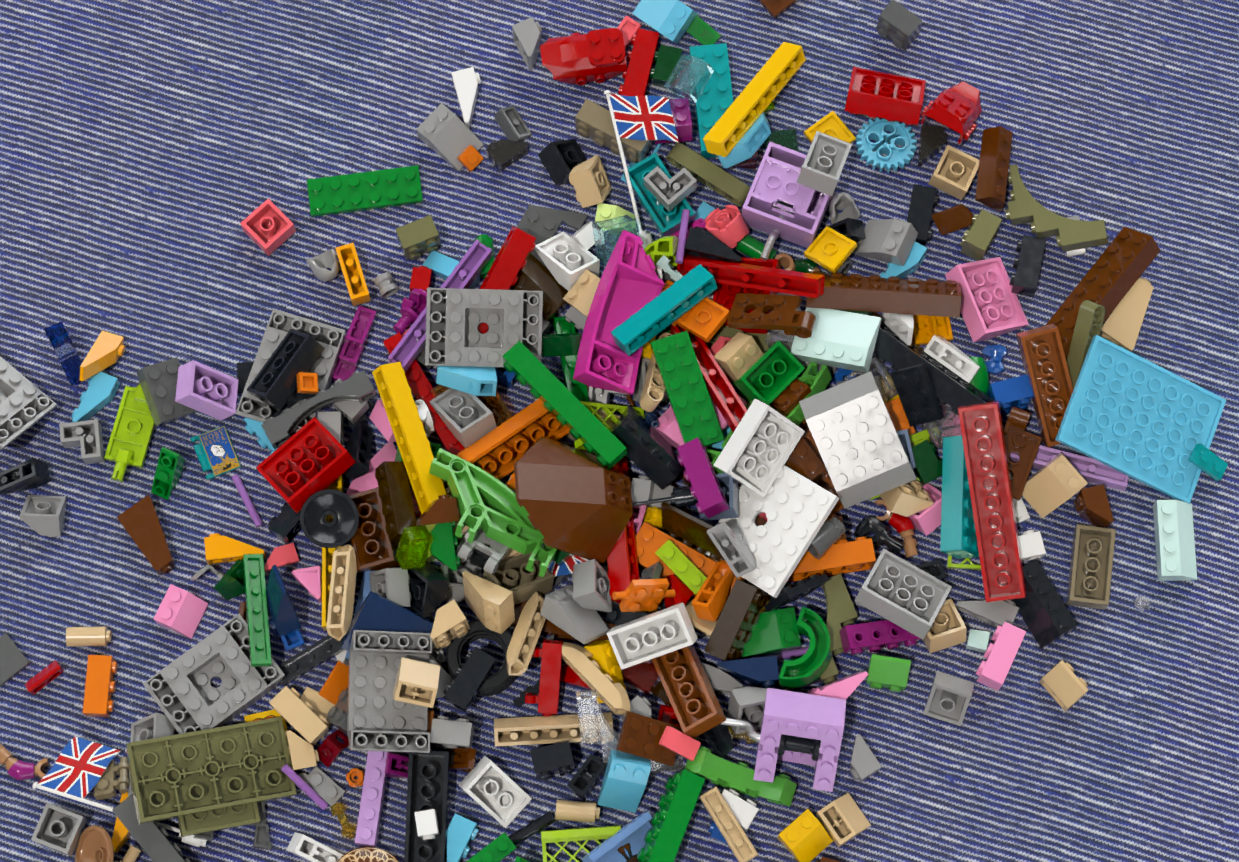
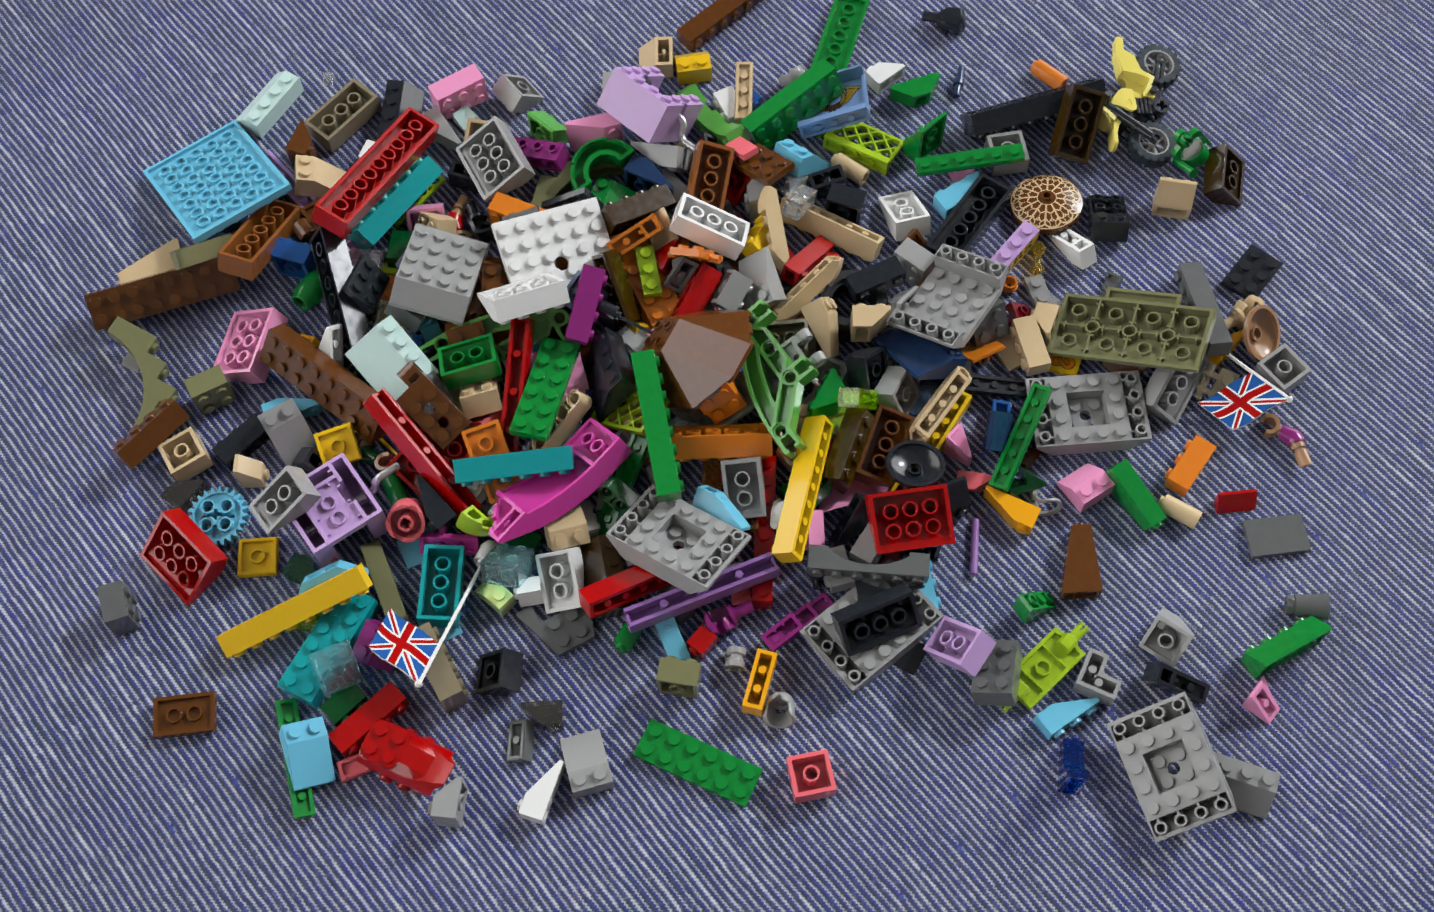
camera: 145 degrees left, 10 degrees down
(102, 354) = (1033, 749): light orange slope -> none
(135, 624) = (1135, 496): none -> green slope
(215, 452) = (979, 604): piece -> none
(304, 786) = (1056, 295): medium lavender bar -> none
(307, 383) = (865, 588): orange plate -> none
(416, 682) = (923, 288): tan slope -> none
(426, 824) = (975, 202): white brick -> none
(440, 511) = (821, 403): reddish brown slope -> none
(470, 158) = (581, 731): orange plate -> none
(535, 826) = (895, 176): black pin -> none
(590, 182) = (492, 631): tan slope -> none
(667, 267) = (482, 504): light aqua piece -> none
(670, 191) = (428, 566): light grey brick -> none
(682, 236) = (447, 530): medium lavender bar -> none
(732, 549) = (602, 234): light grey slope -> none
(889, 191) = (250, 472): none -> tan slope
(952, 219) = (221, 410): reddish brown slope -> none
(952, 358) = (314, 306): white slope -> none
(956, 108) = (141, 502): red slope -> none
(997, 353) = (279, 301): blue piece -> none
(1027, 265) = (195, 349): black brick -> none
(1064, 685) = (429, 52): tan slope -> none
(1208, 462) = (196, 136): teal plate -> none

